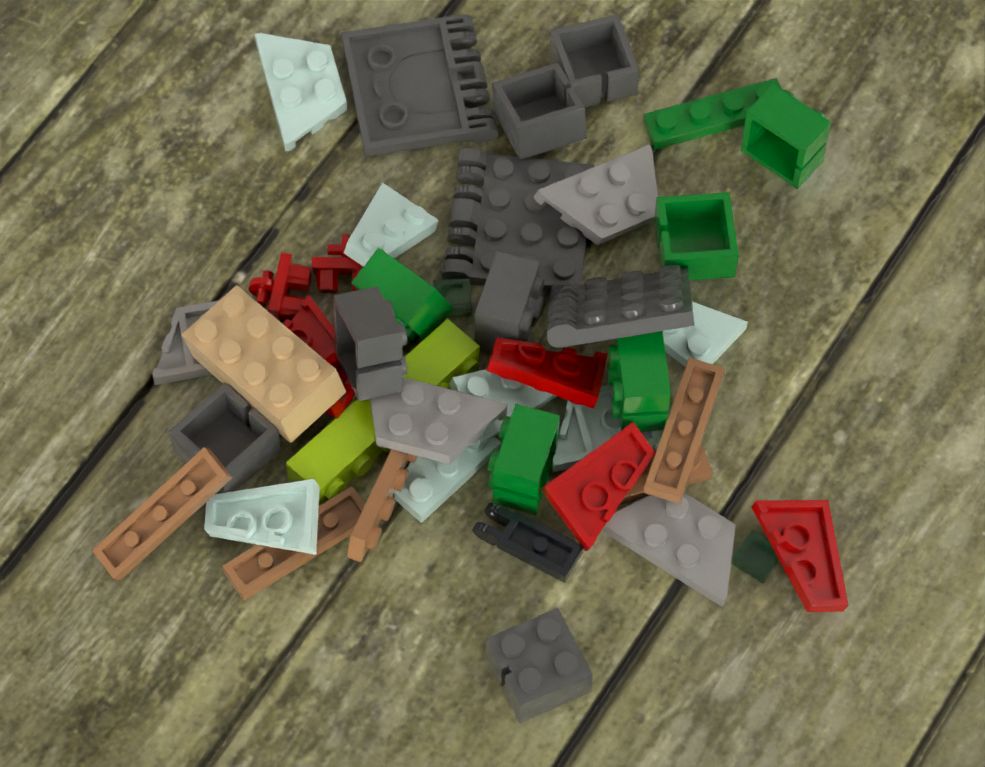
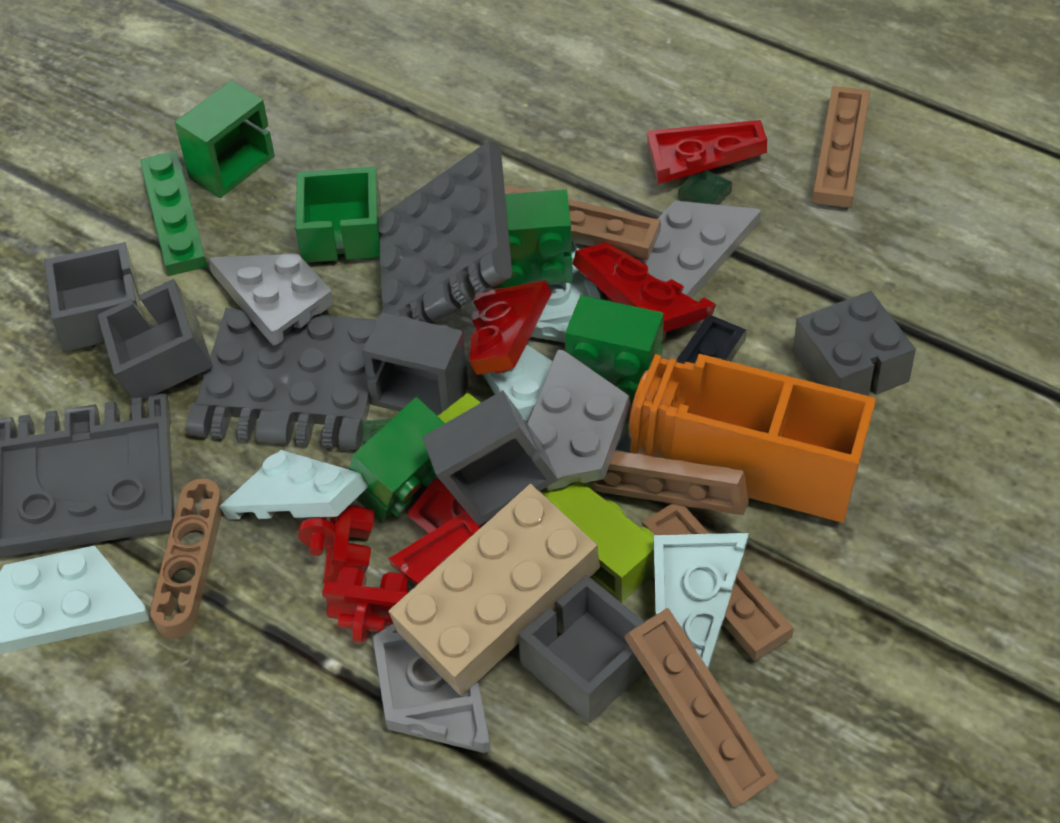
camera: 85 degrees left, 10 degrees down
(336, 173) = (187, 556): none -> medium nougat beam
(420, 562) = (785, 433): none -> orange piece
(819, 682) = (841, 147): none -> medium nougat plate

